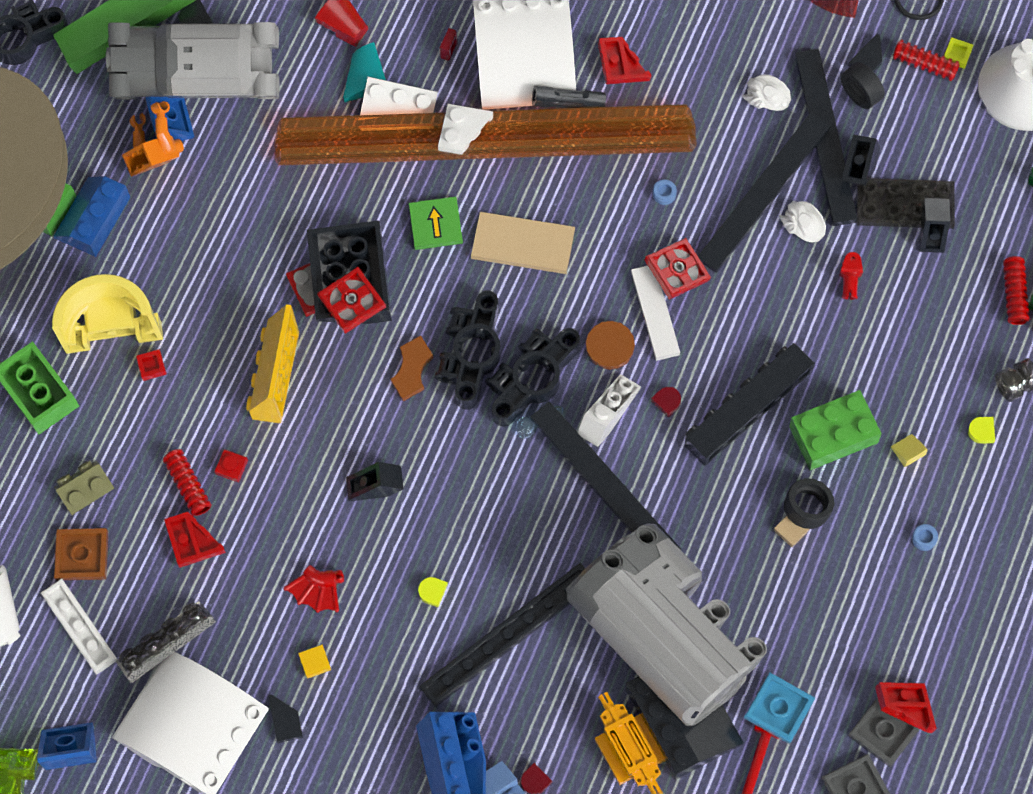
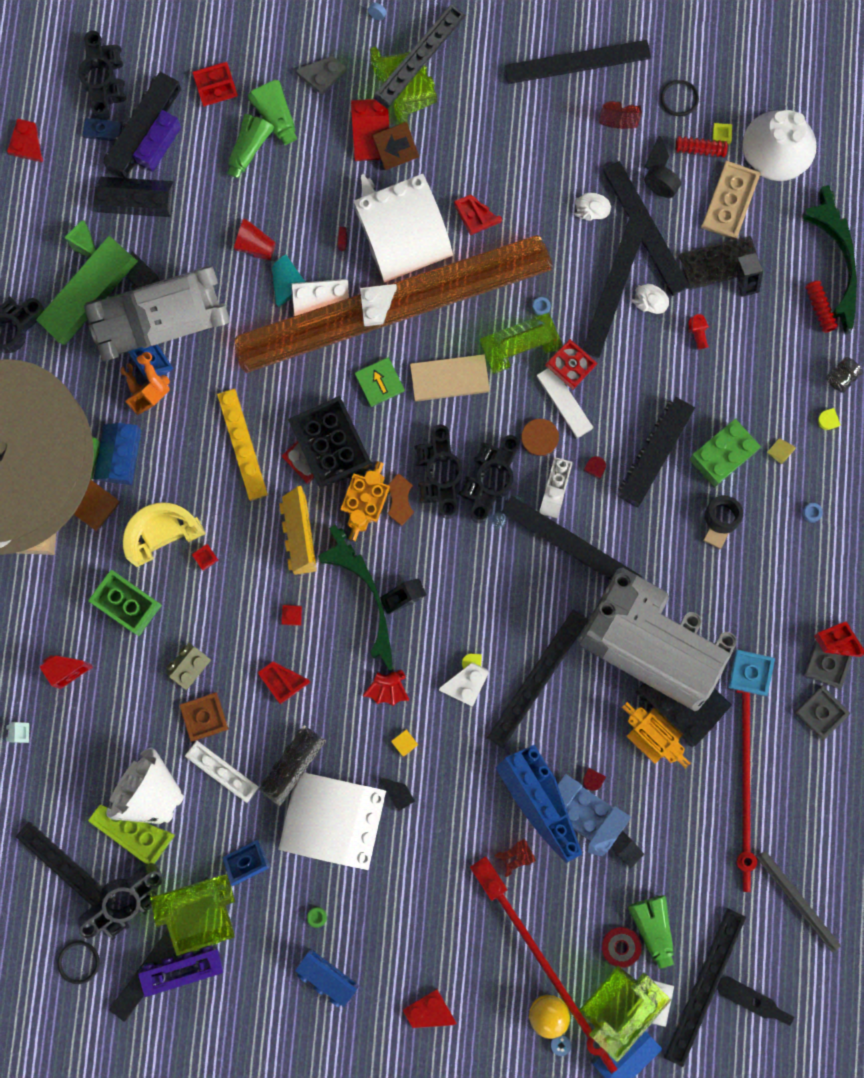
camera: 20 degrees left, 10 degrees up
(42, 266) = (96, 506): none -> dark orange tile
(187, 482) = (264, 639): red piece -> none
(244, 248) = (242, 444): none -> yellow plate
(321, 416) = (343, 556): none -> dark green slope
(351, 300) = (341, 464): red piece -> none
(367, 354) = (365, 500): none -> light orange piece
(416, 612) = (466, 684): none -> white wing
(563, 98) = (435, 259): black axle -> none
(593, 220) = (518, 339): none -> clear neon green windscreen
(861, 160) = (680, 241): black slope -> none
(943, 133) = (730, 200): none -> tan tile

